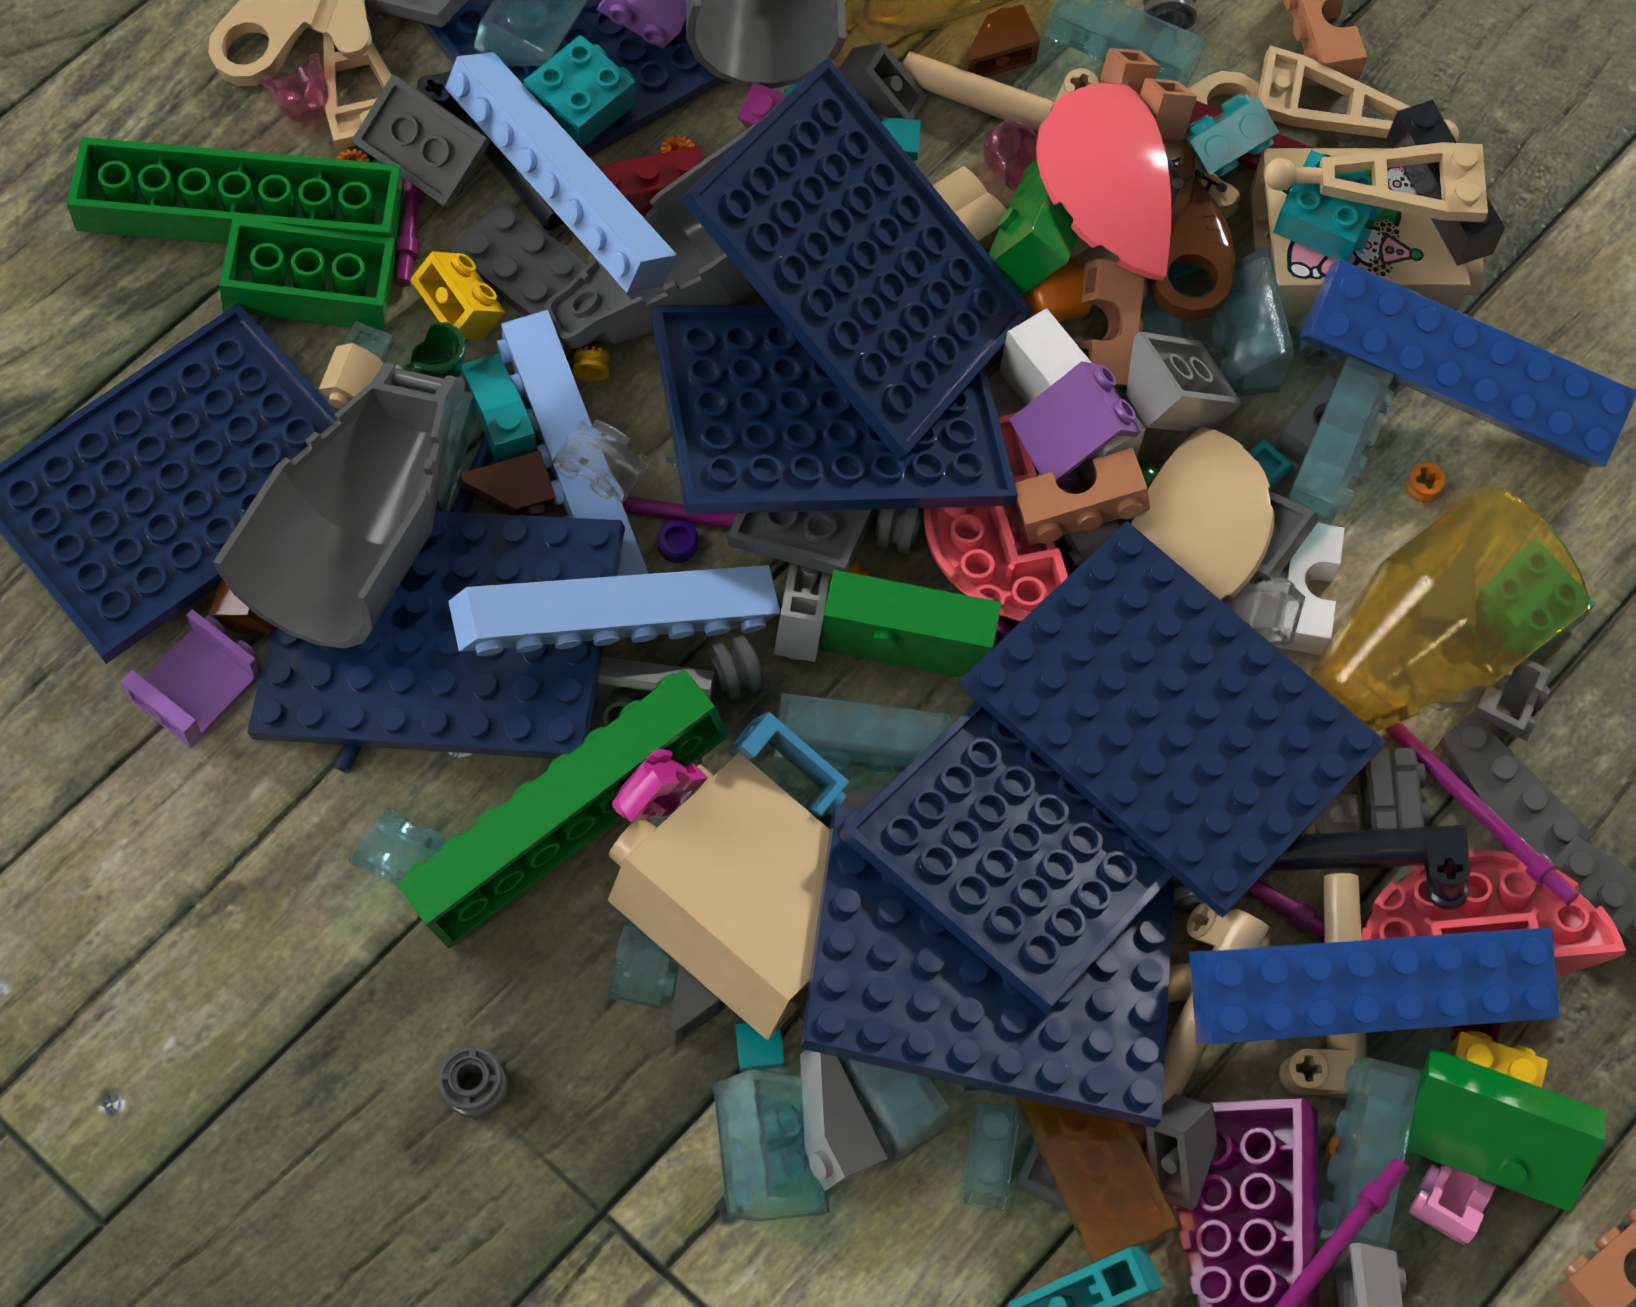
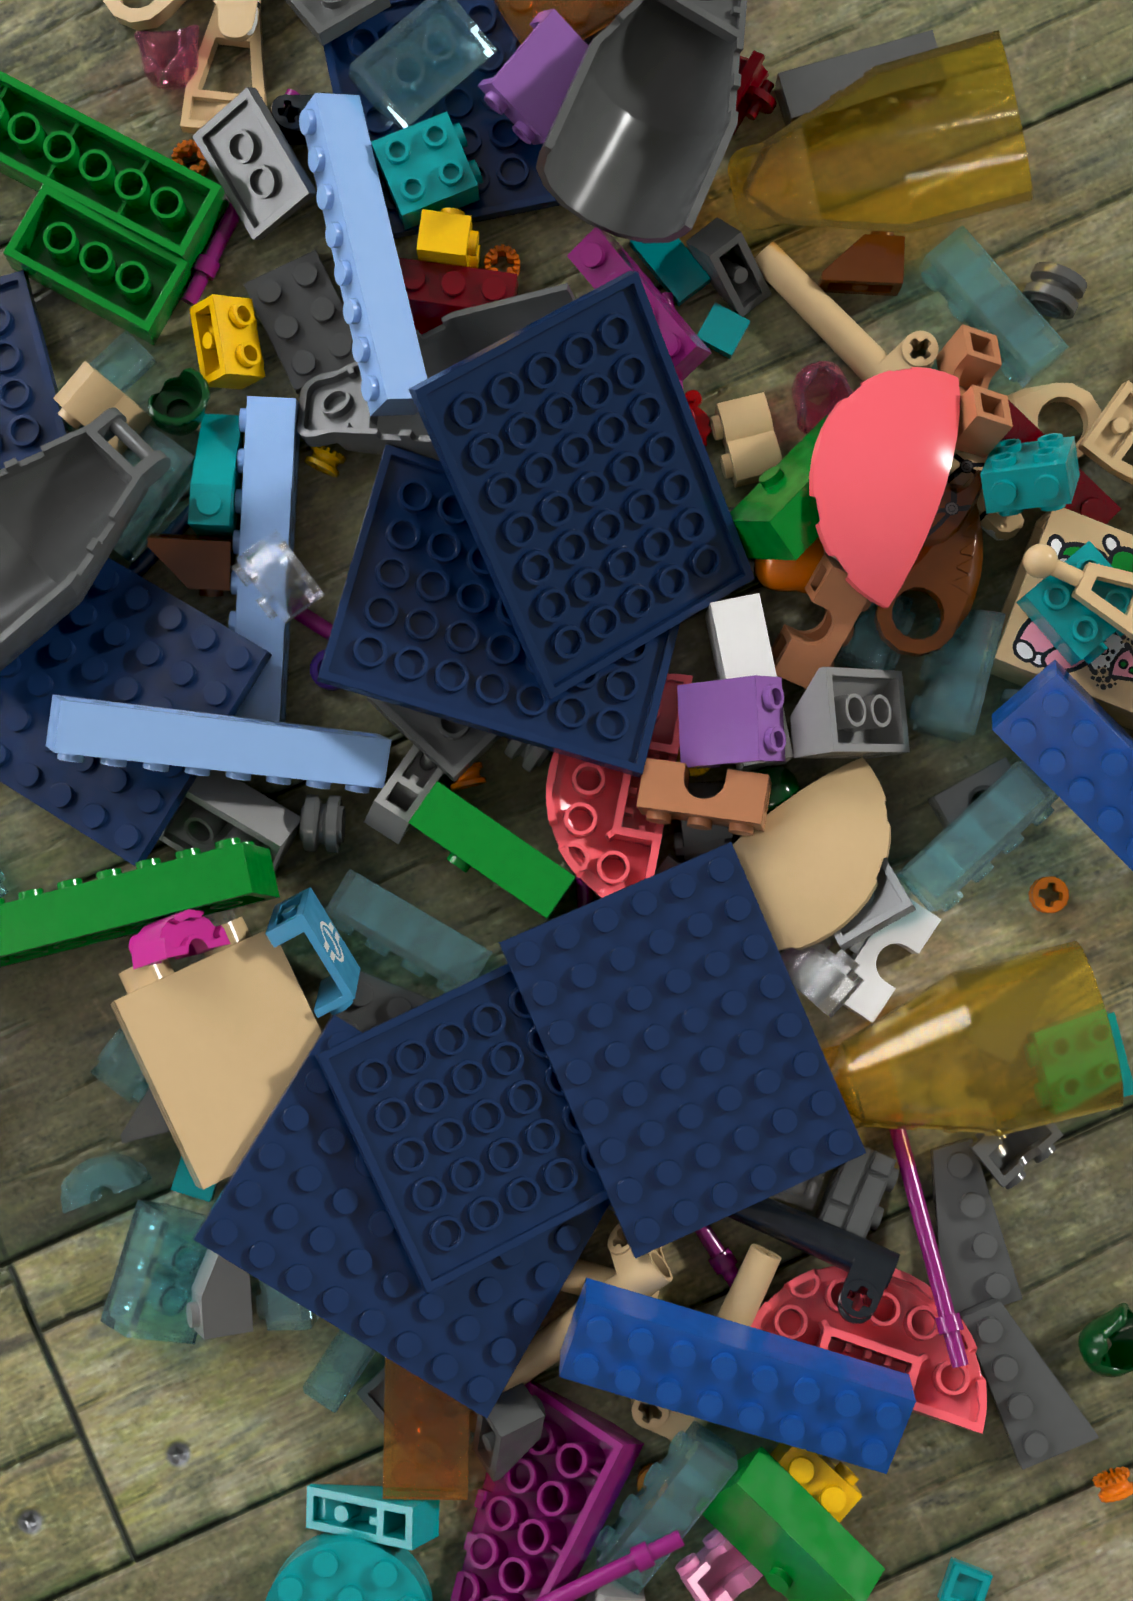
camera: 30 degrees right, 20 degrees up
(625, 135) = (448, 238): none -> yellow brick
(666, 1071) = (108, 1170): none -> clear light blue cylinder
(1272, 462) = (907, 816): teal tile -> none

